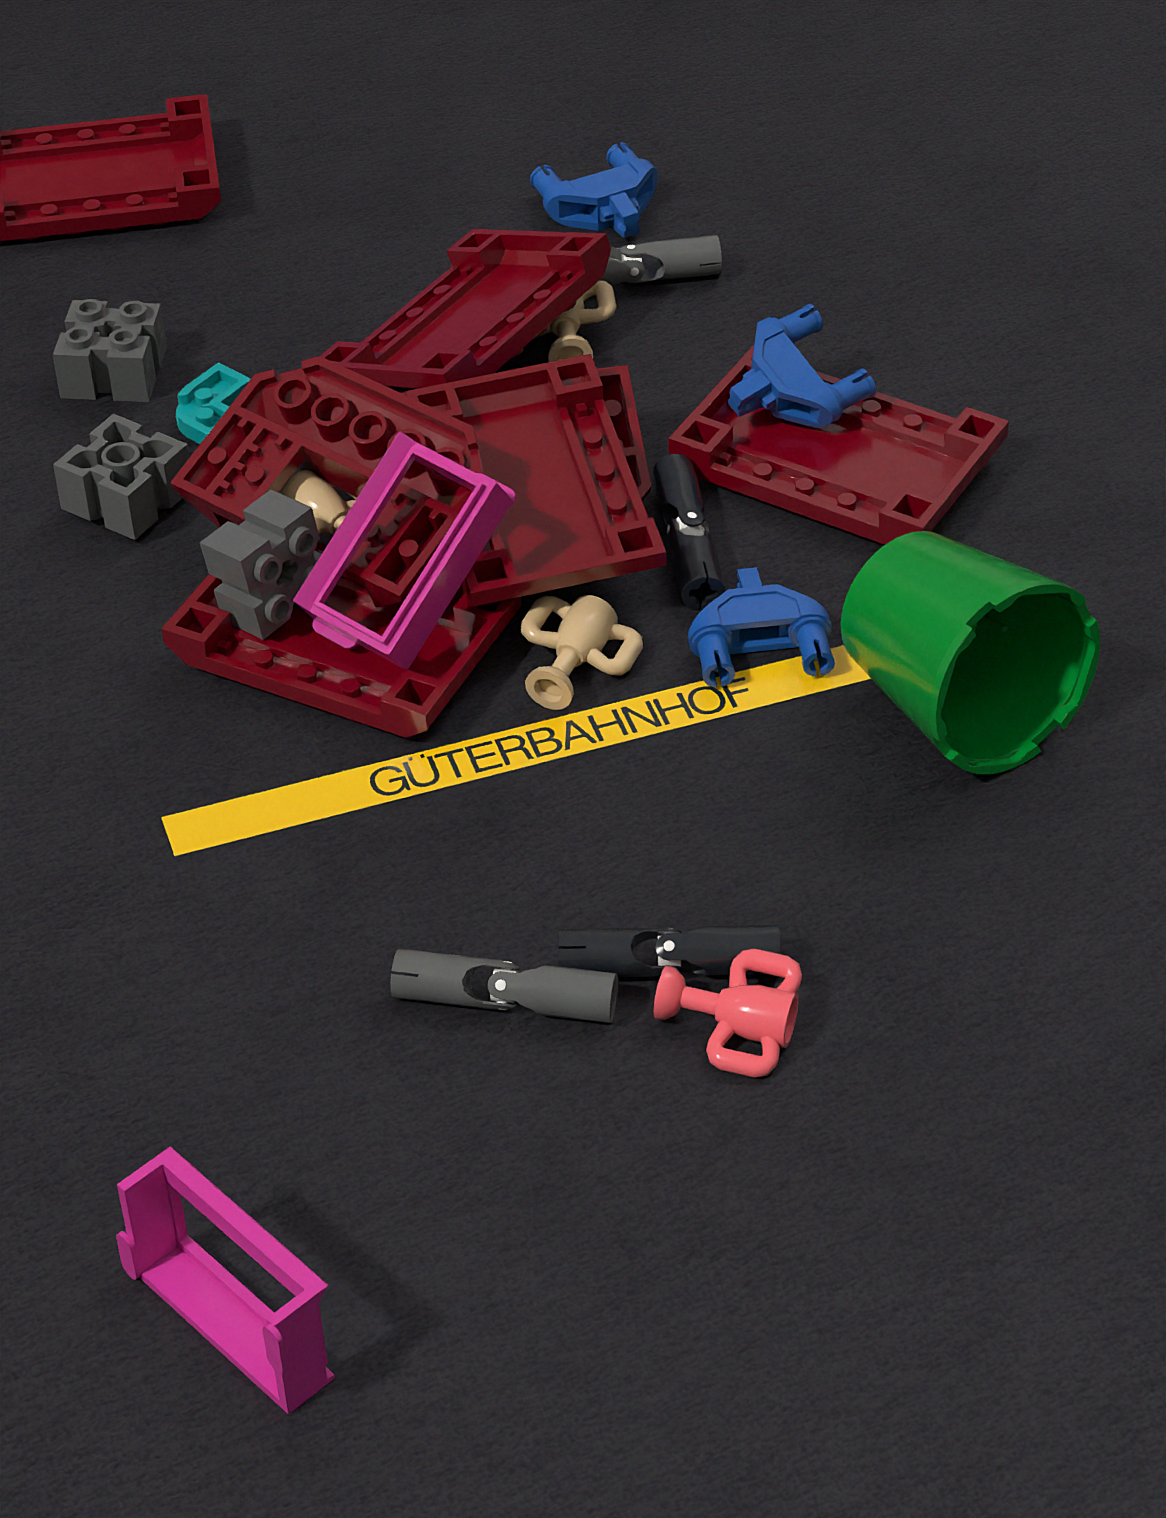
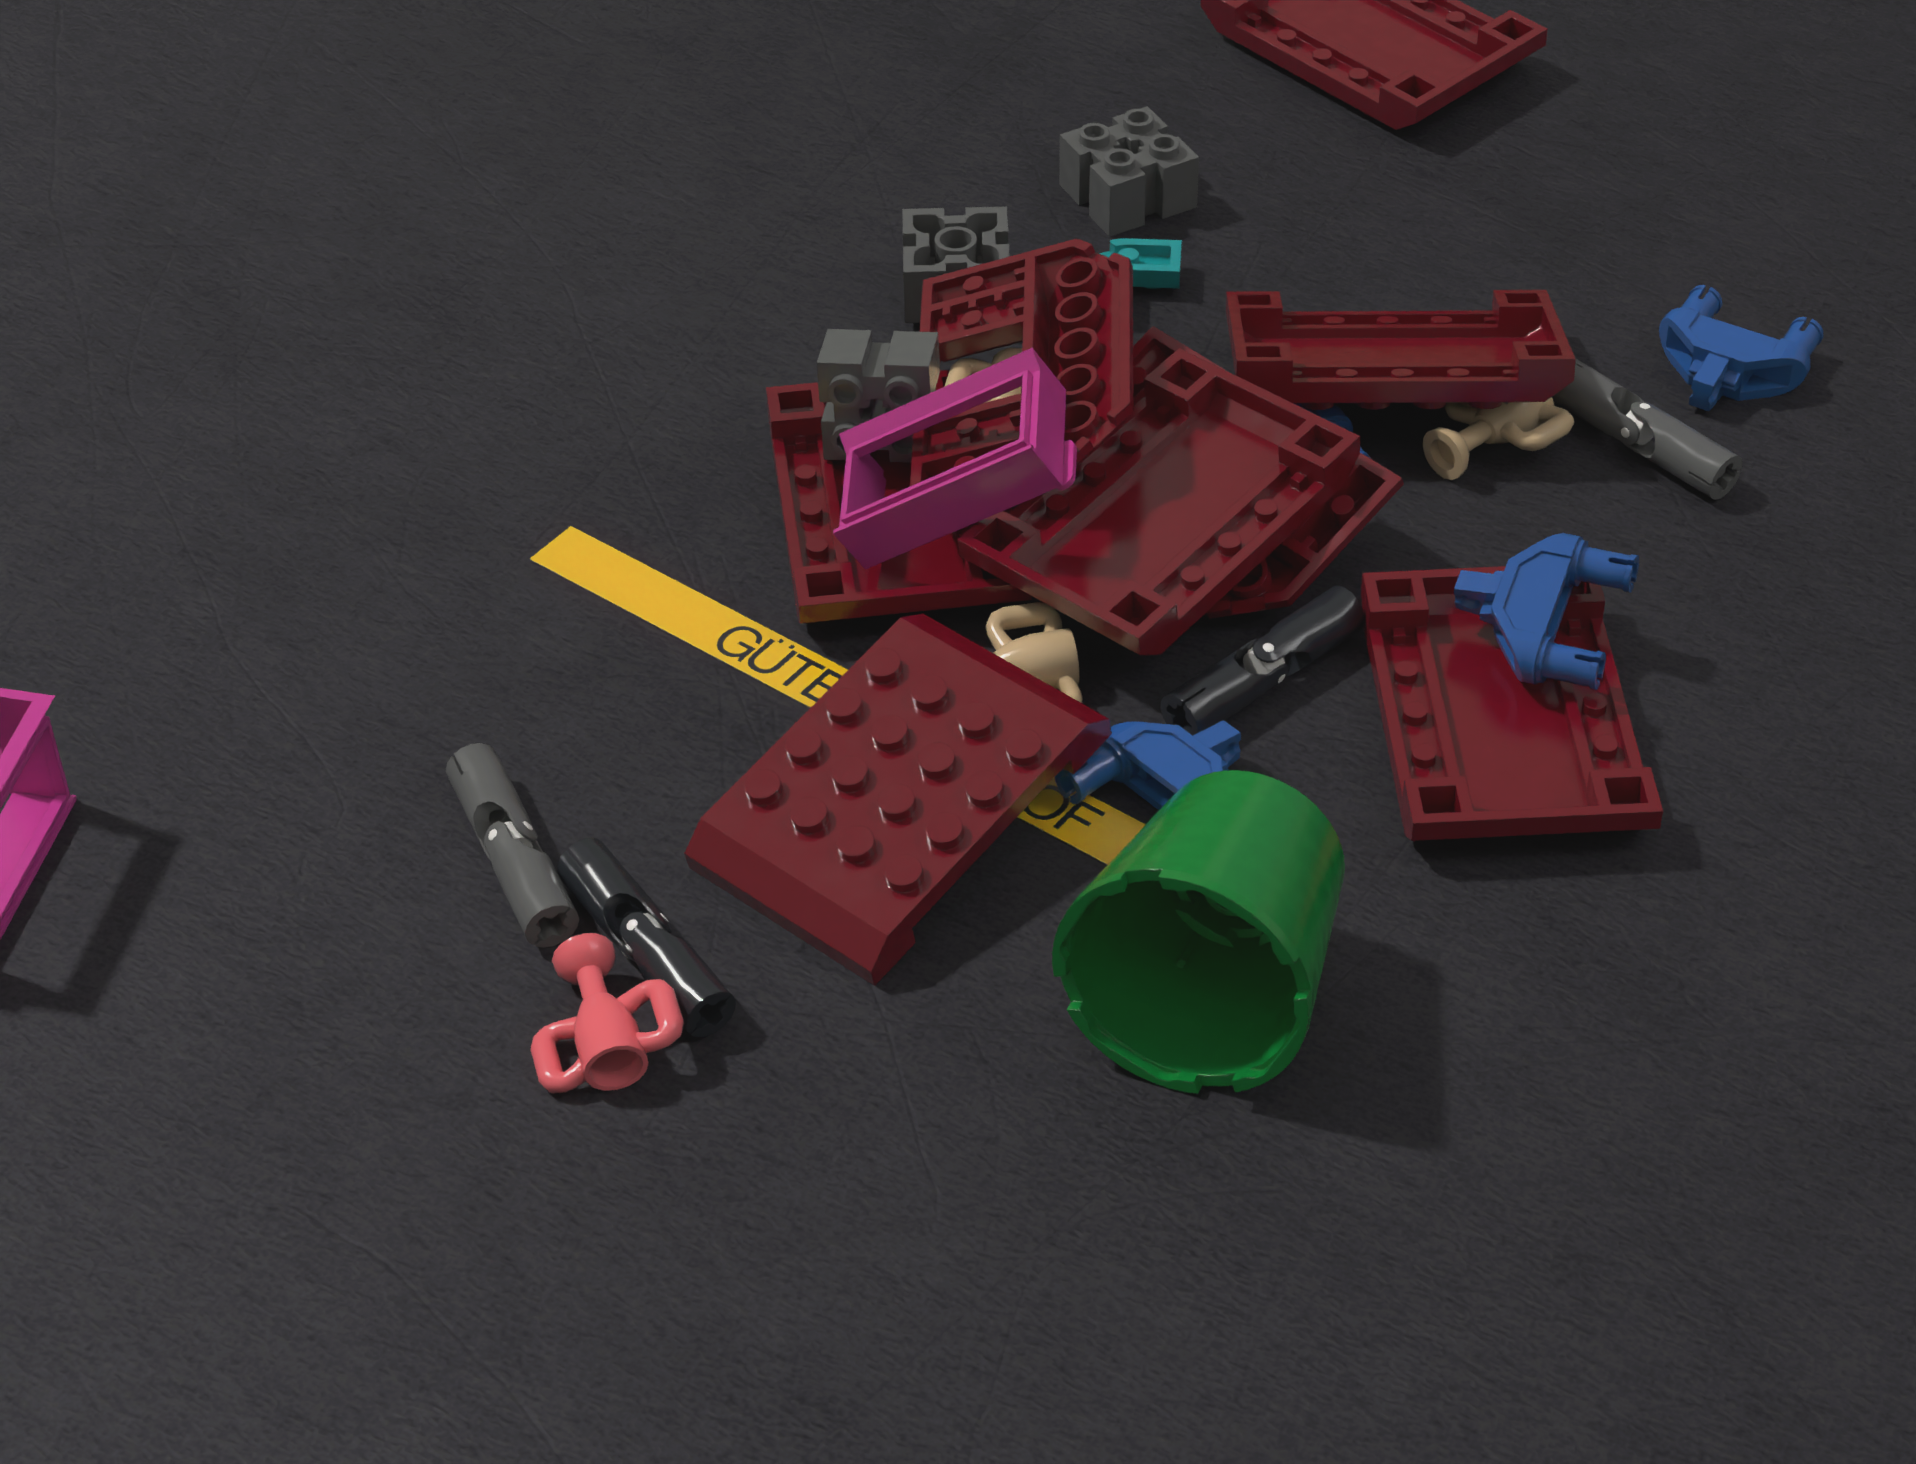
camera: 55 degrees right, 0 degrees up
(664, 757) = (890, 792): none -> dark red slope

